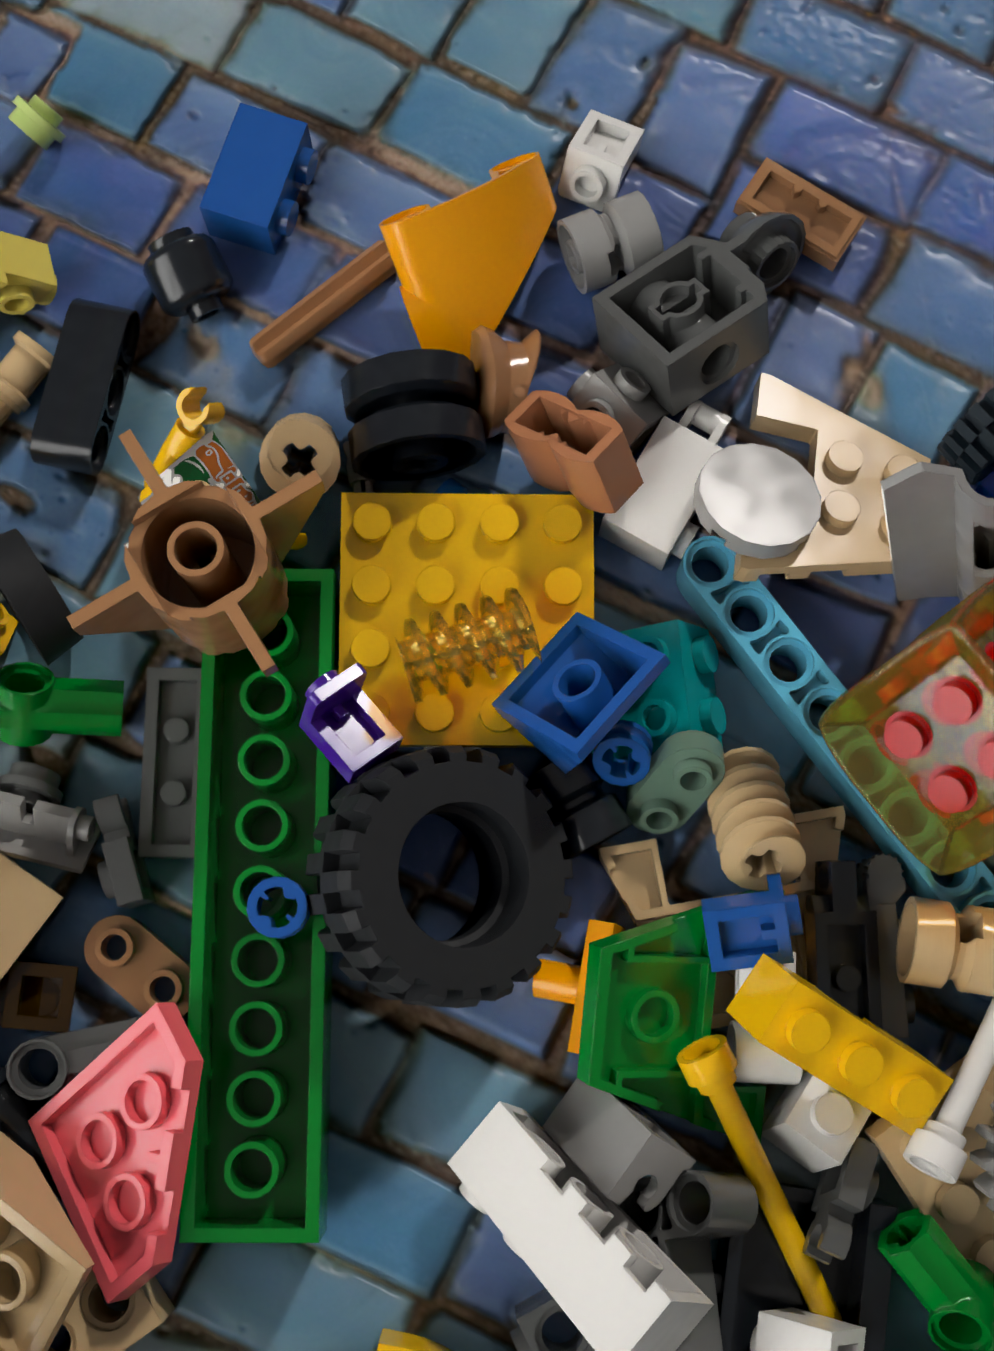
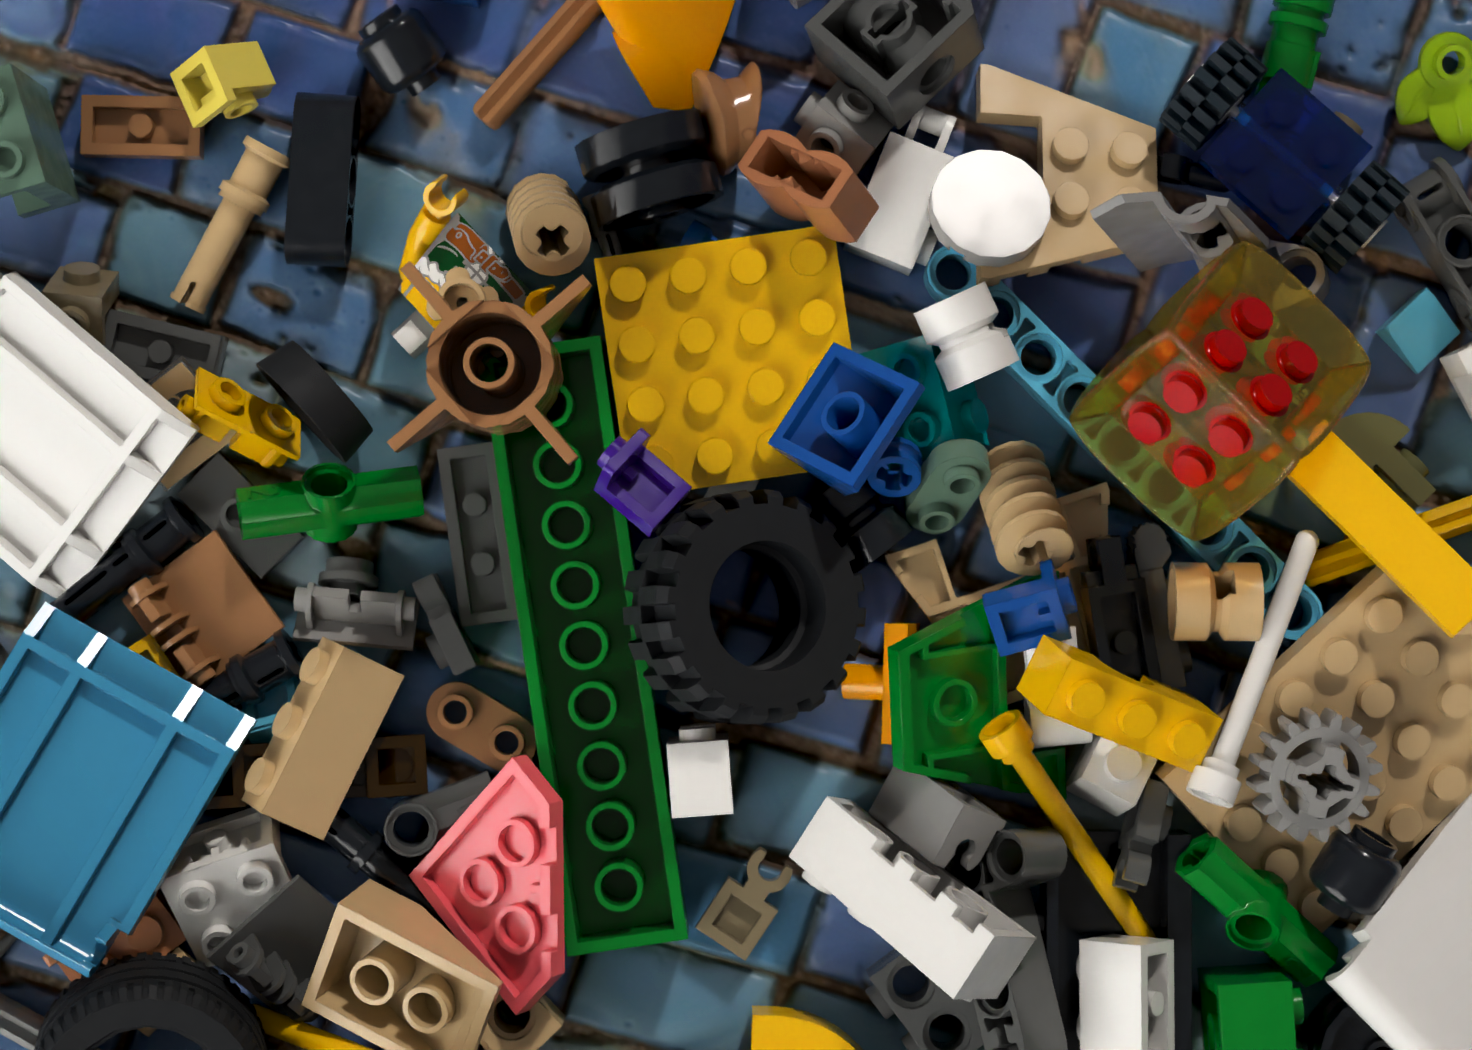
camera: 10 degrees left, 10 degrees up
(265, 924) = (595, 673): blue bush -> none
(363, 1053) = (699, 772): none -> white brick
(386, 1217) = (739, 911): none -> dark tan plate
(467, 643) = (737, 393): clear yellow piece -> none
(717, 622) = (966, 336): none -> white wheel

